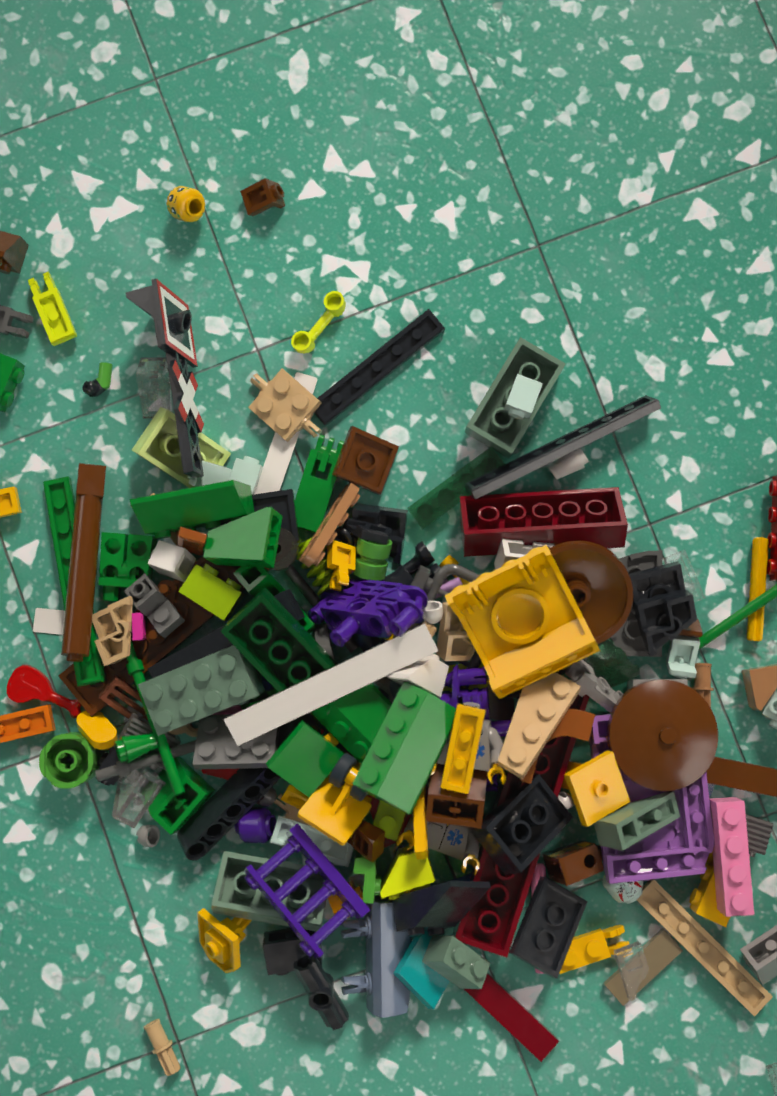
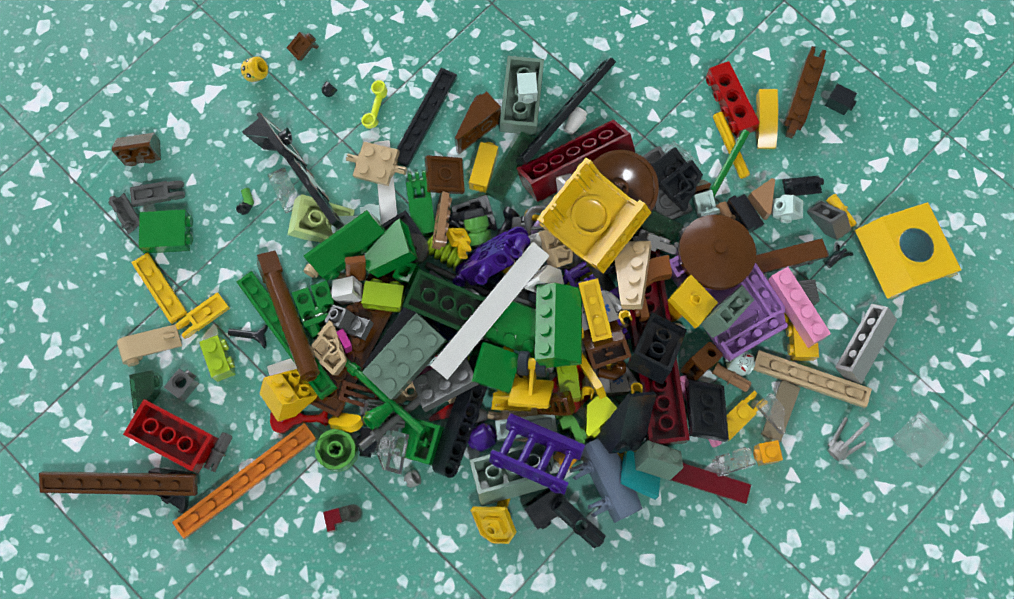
camera: 30 degrees left, 10 degrees down
(38, 661) = (286, 394): none -> yellow slope
(40, 564) = (257, 335): none -> black piece
(43, 840) = (341, 515): none -> leg
(52, 311) = (195, 172): neon yellow hinge -> none
(269, 273) = (328, 89): none -> black hinge
(420, 472) = (483, 167): none -> yellow brick
(443, 407) = (480, 119): none -> reddish brown slope
(451, 832) = (614, 373): none -> reddish brown arm
(554, 1007) = (725, 465): none -> clear hinge
(598, 1014) = (767, 453): none -> light orange brick
(603, 898) = (732, 378): none -> medium nougat axle
(691, 1051) = (839, 449): none -> light grey plant
(729, 690) = (745, 212): none -> black panel

